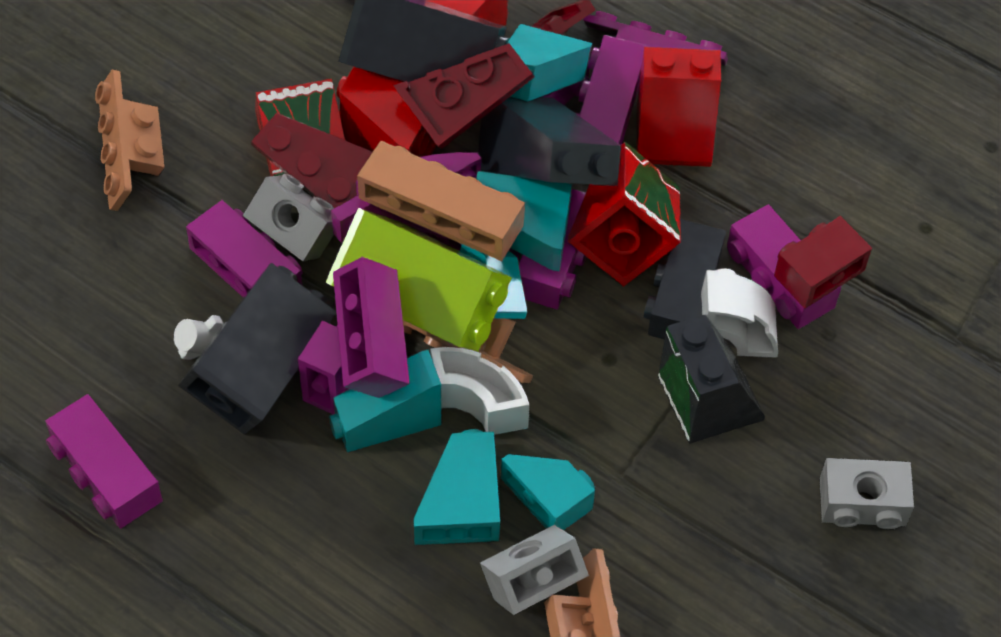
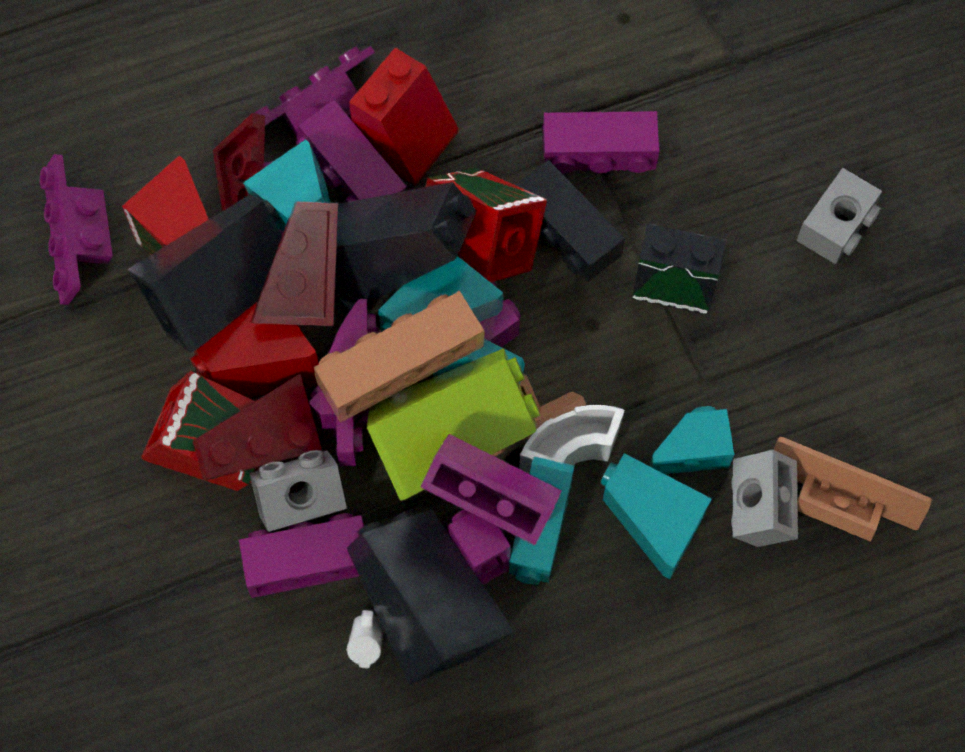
camera: 55 degrees left, 10 degrees up
(129, 139) = (97, 586): nougat bracket -> none
(741, 312) = (631, 201): white brick -> none
(822, 261) = (635, 109): dark red brick -> none

